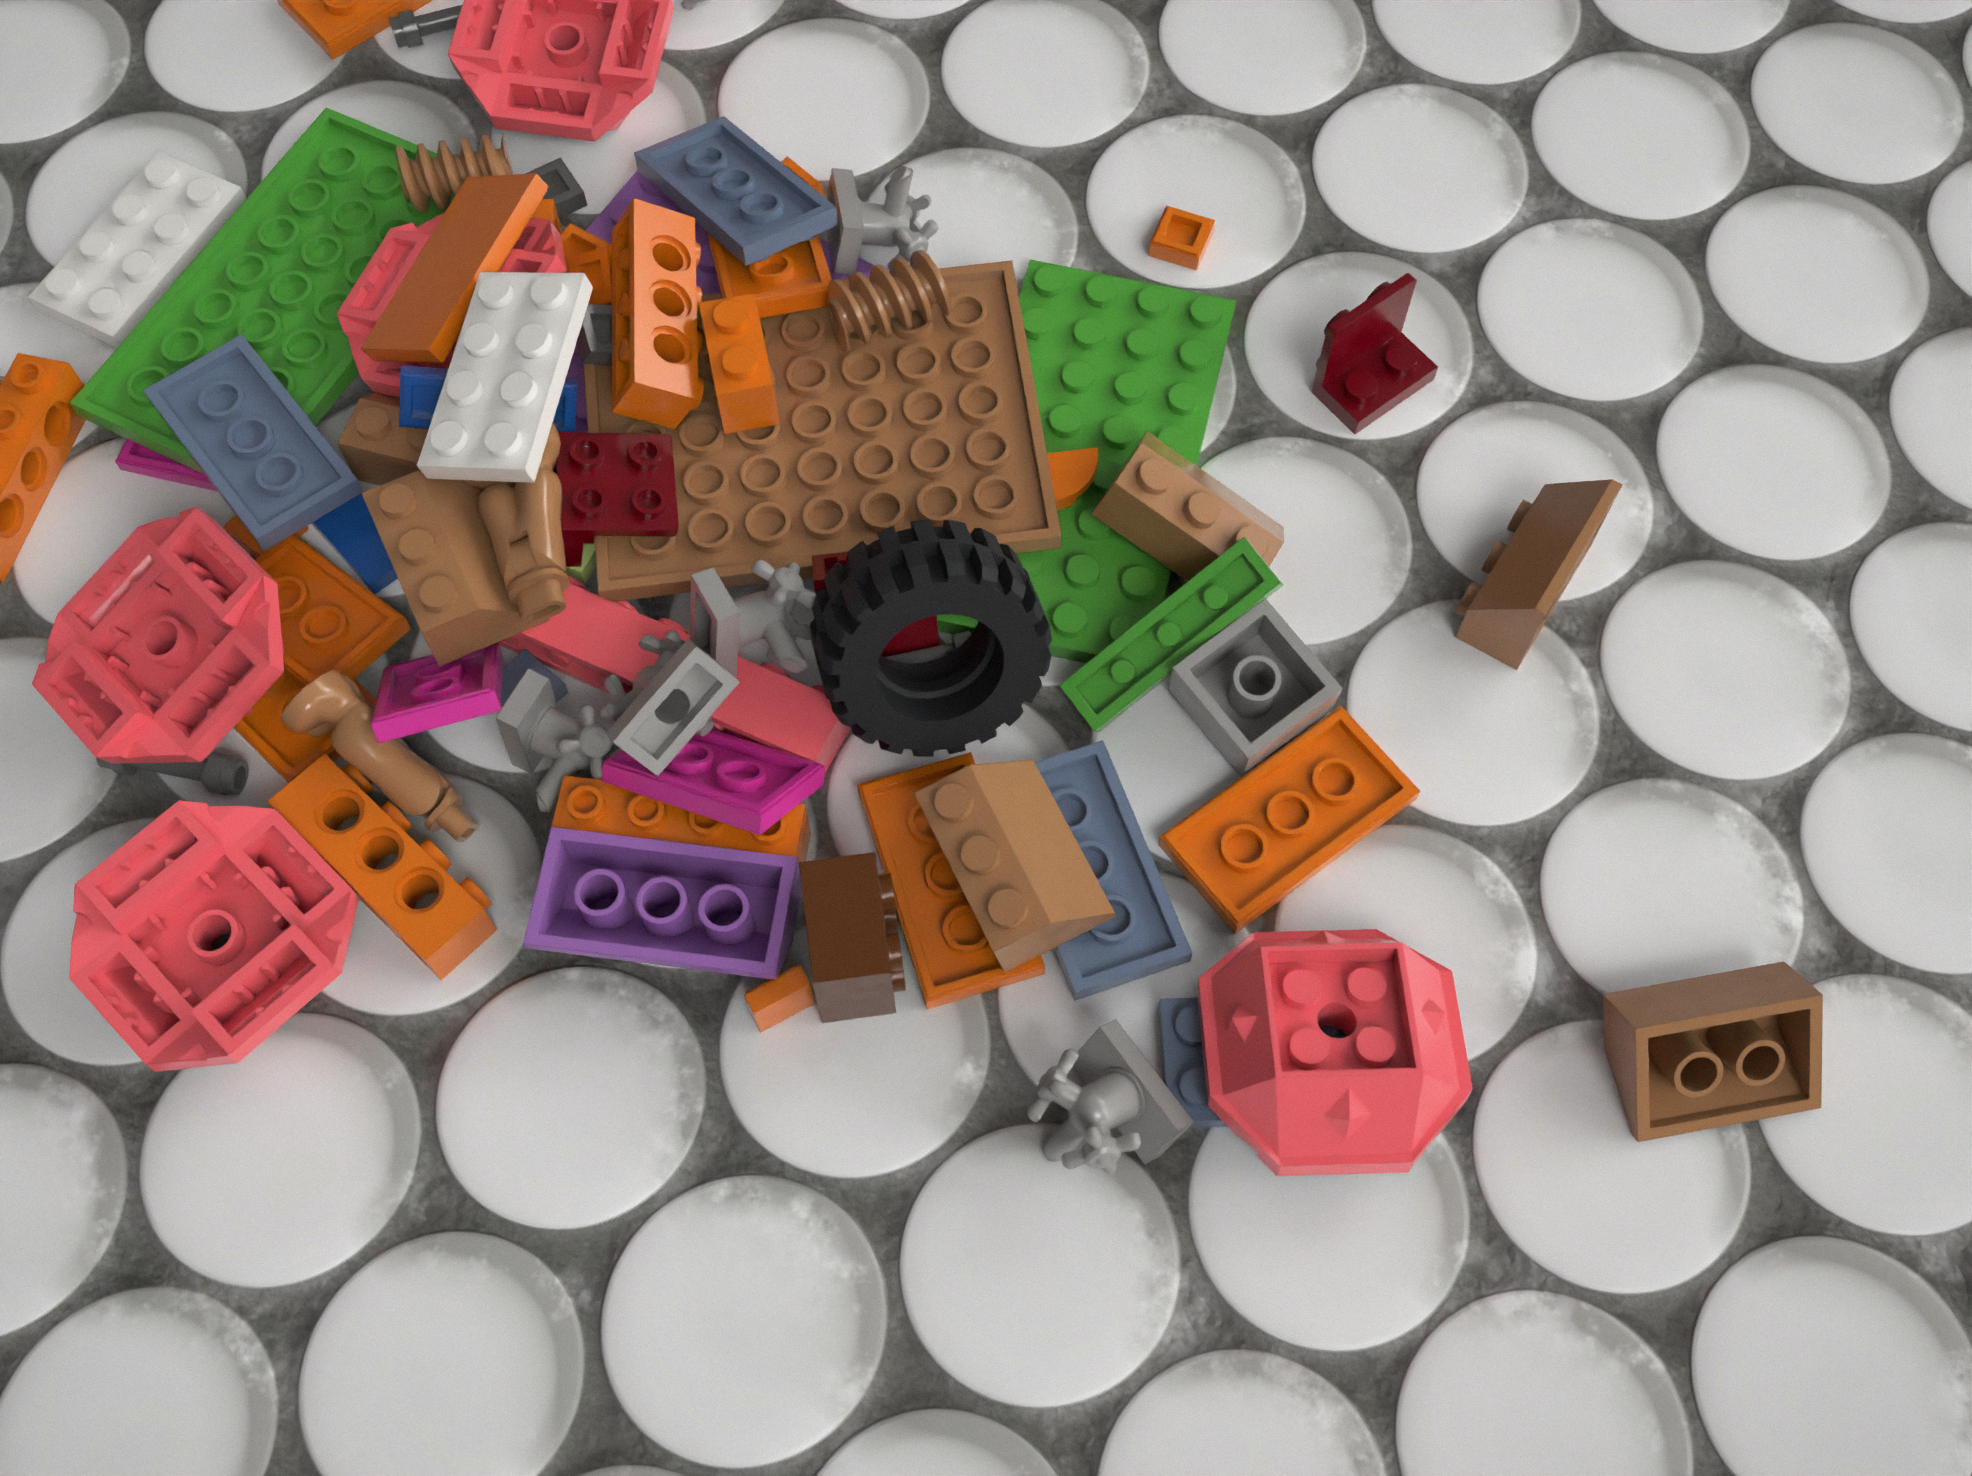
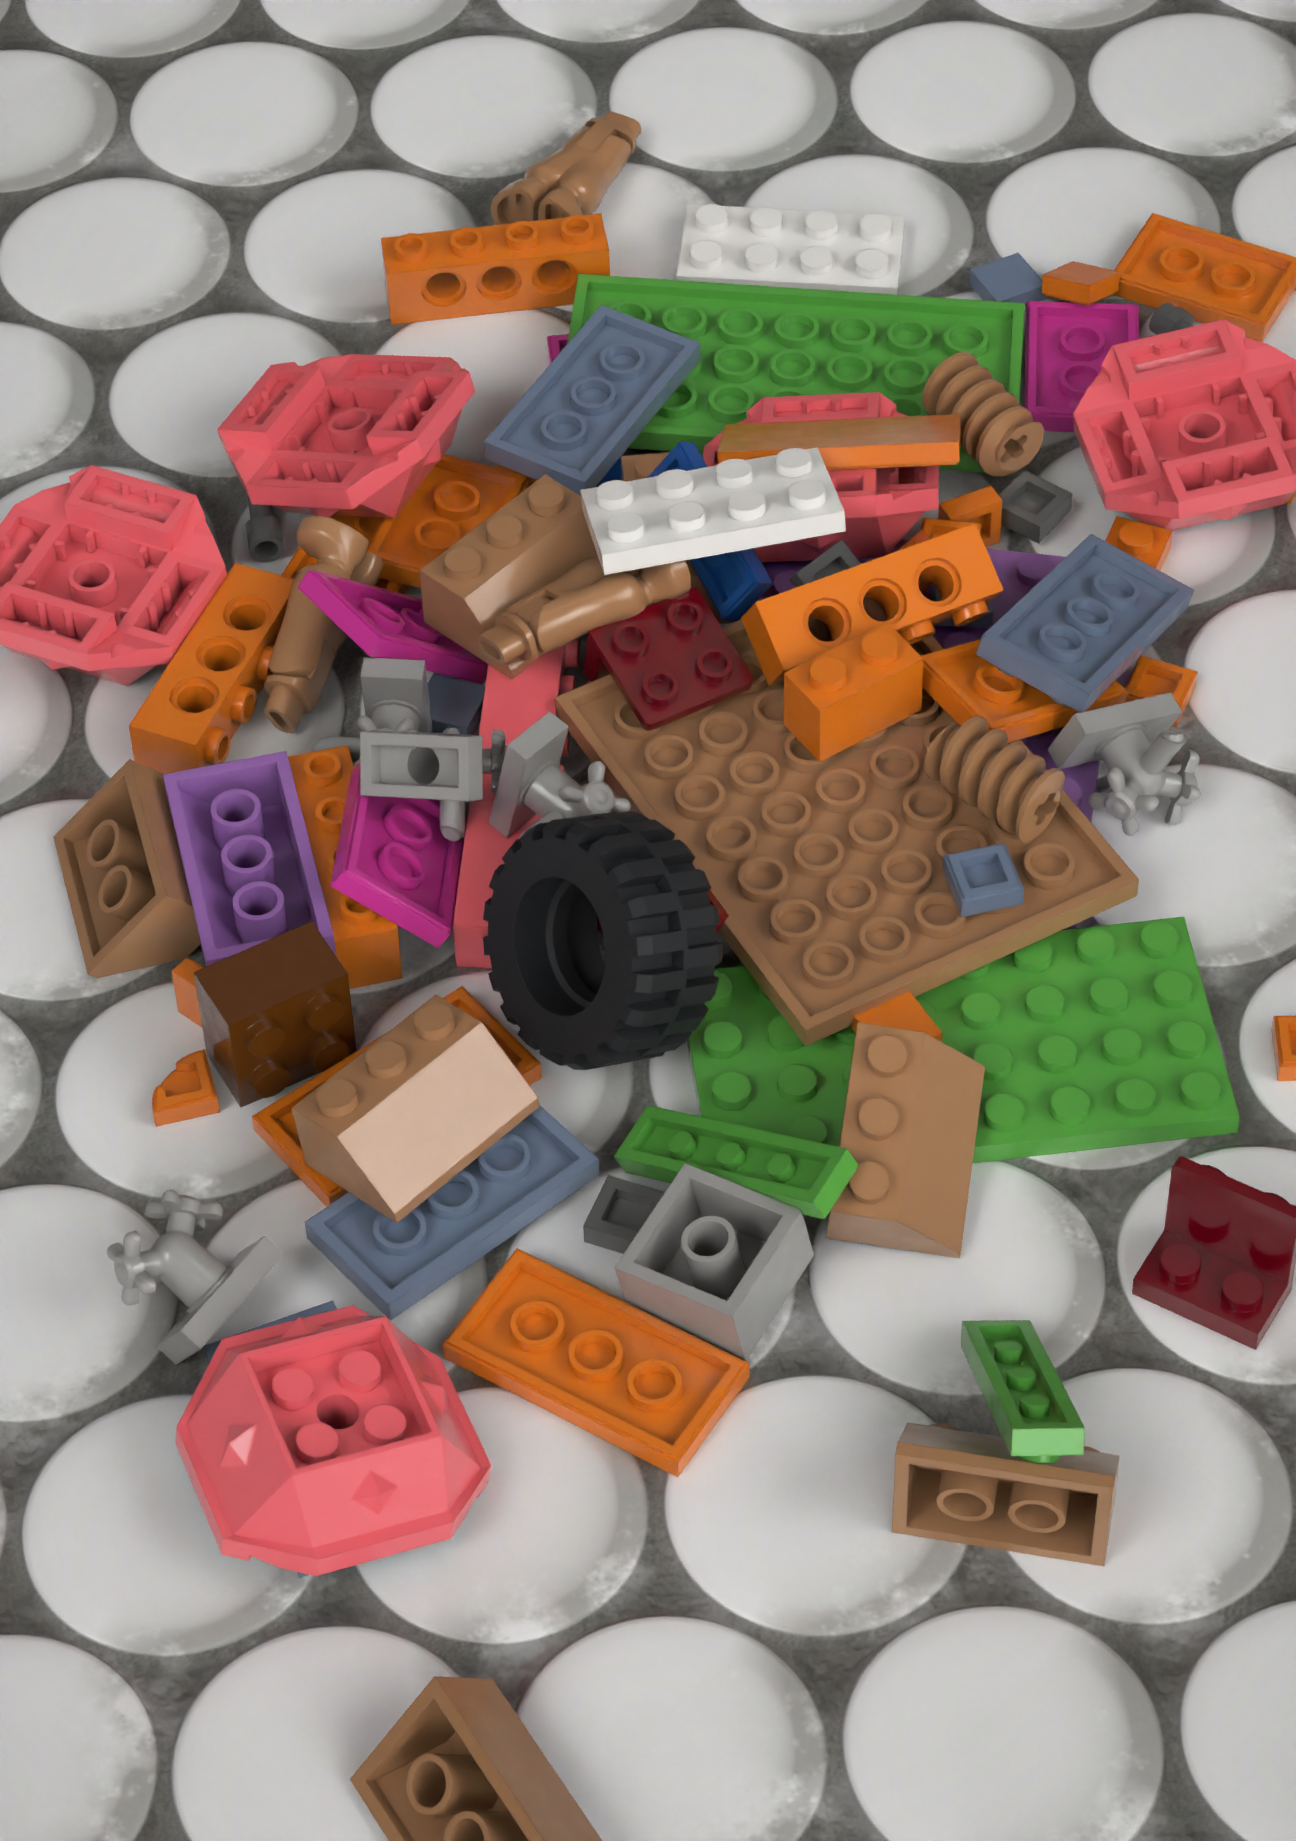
camera: 70 degrees right, 15 degrees down
(283, 115) = (1007, 281): none -> sand blue tile
(323, 65) = (1080, 283): none -> orange tile
(407, 98) = (1066, 354): none -> dark pink tile
(593, 1022) = (127, 876): none -> medium nougat slope
(620, 144) = (1141, 540): none -> orange plate
(863, 1051) = (186, 1091): none -> orange tile
(970, 357) = (983, 879): none -> sand blue tile
(1163, 742) = (619, 1213): none -> dark grey plate
(1479, 517) = (1022, 1390): none -> bright green plate

